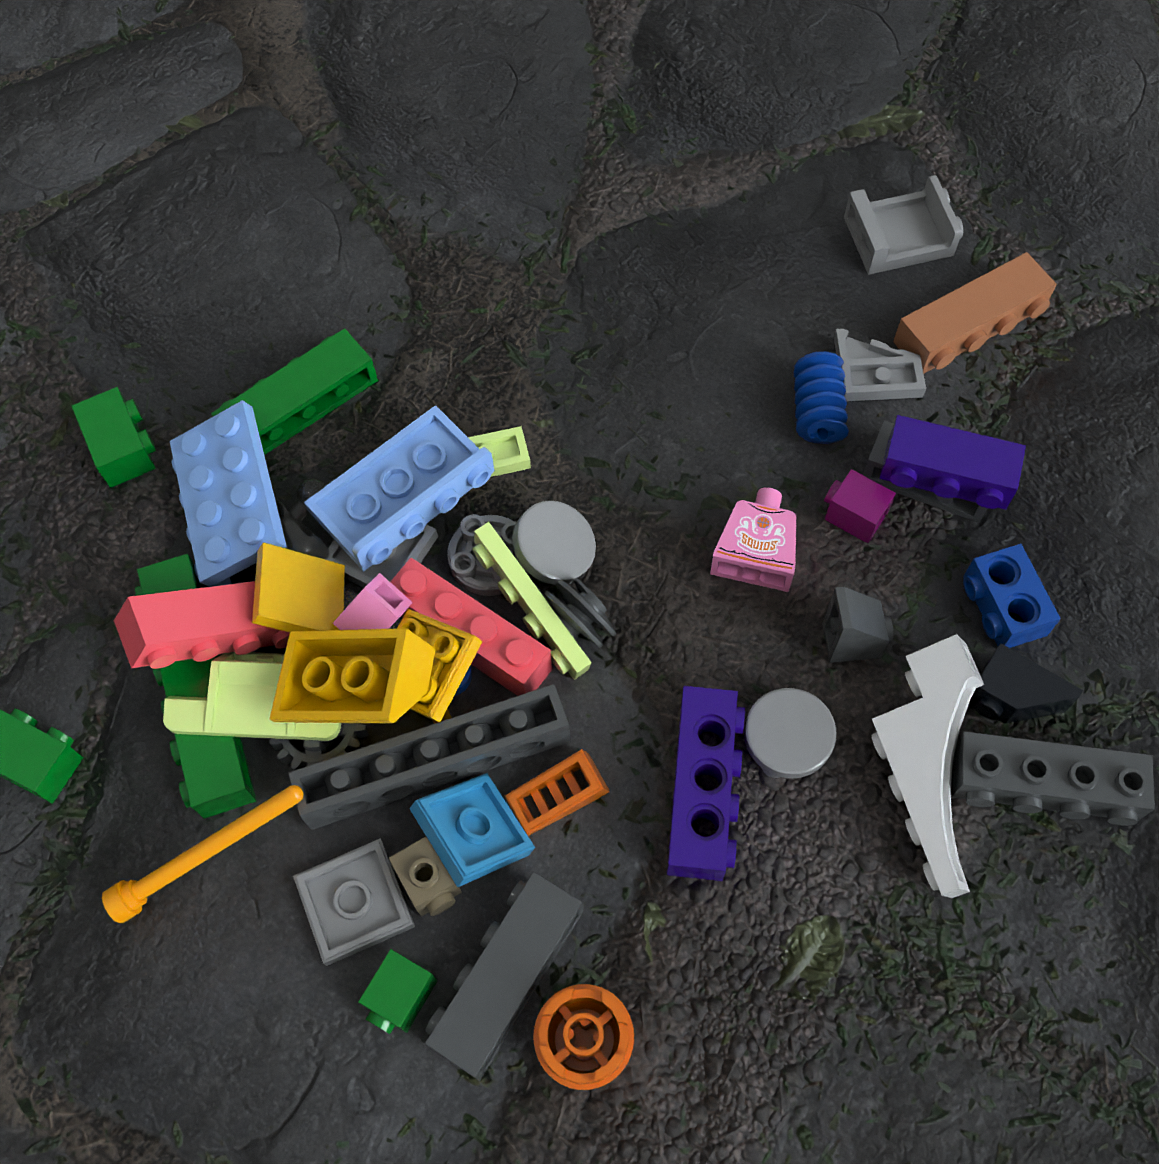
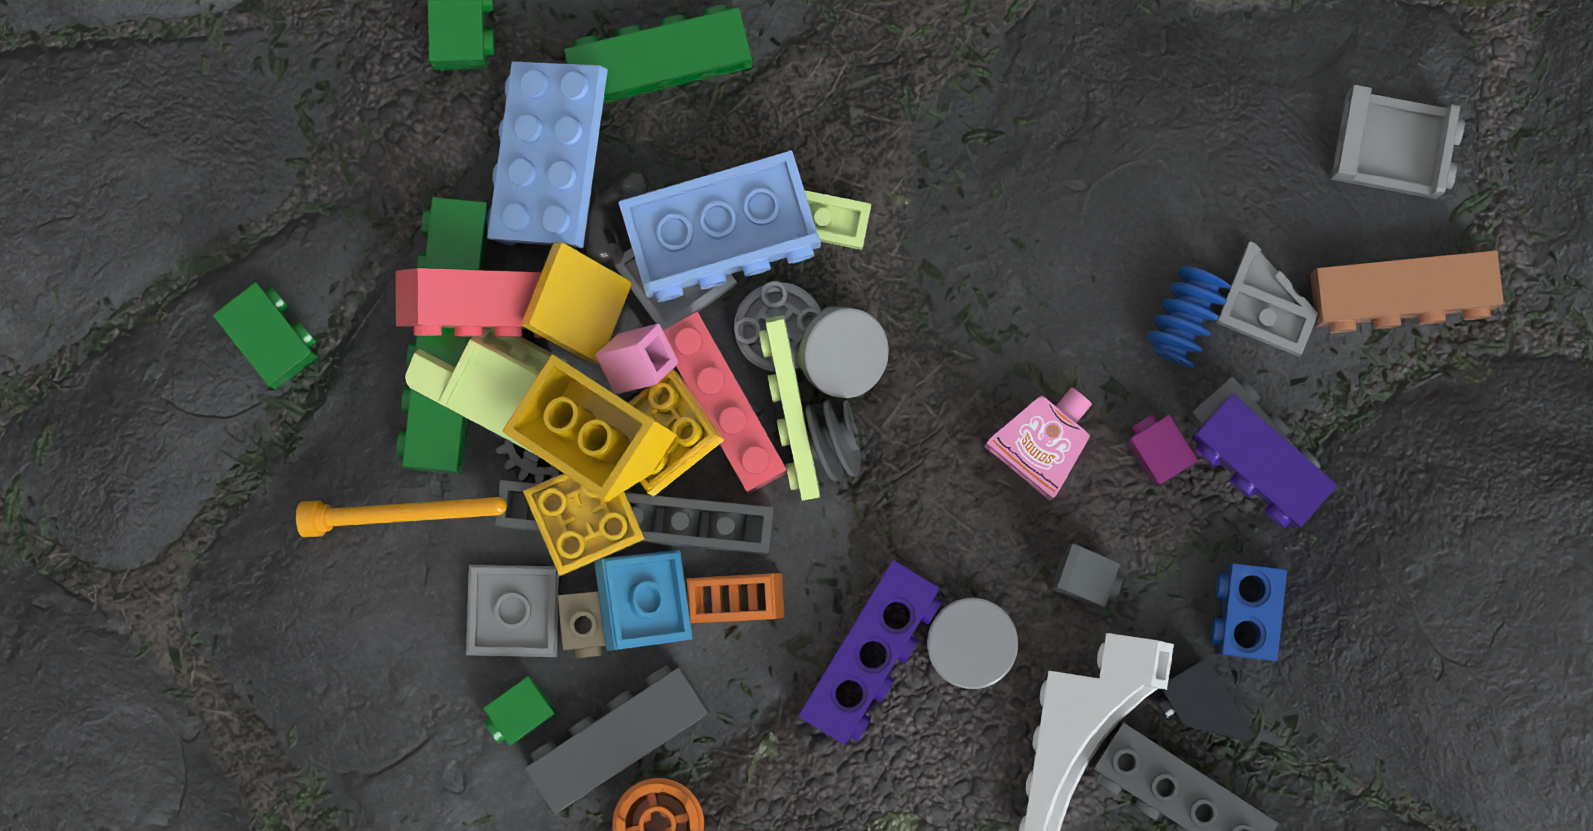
camera: 25 degrees right, 20 degrees up
(381, 769) = (579, 523): none -> yellow tile

